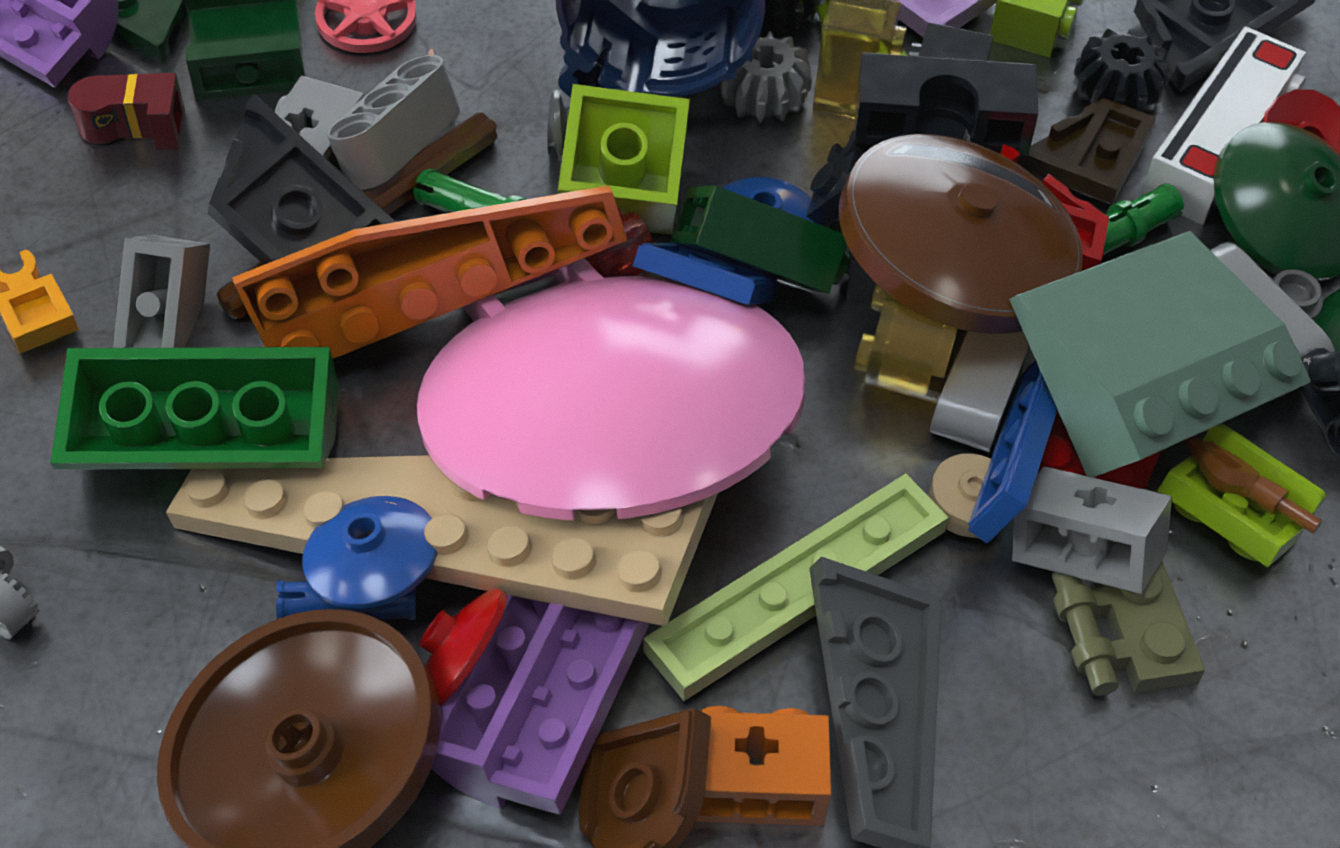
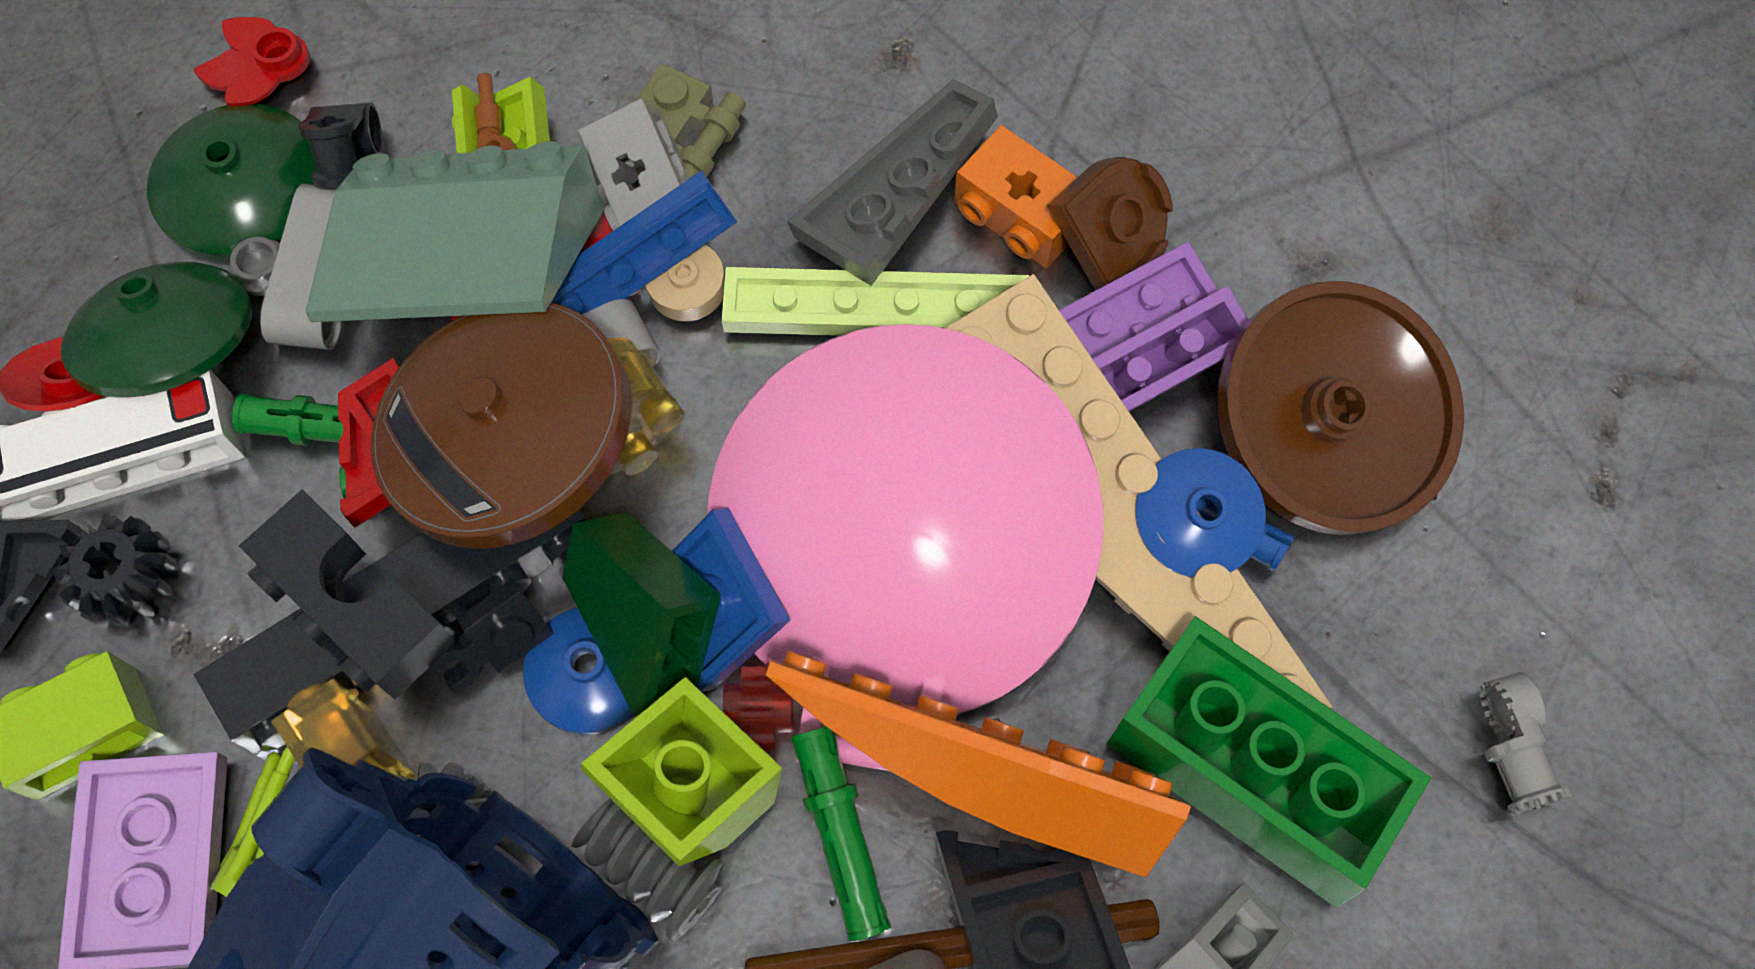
camera: 140 degrees left, 15 degrees up
(460, 641) = (1176, 391): red dish -> none
(1092, 149) = (224, 507): dark brown wing -> none

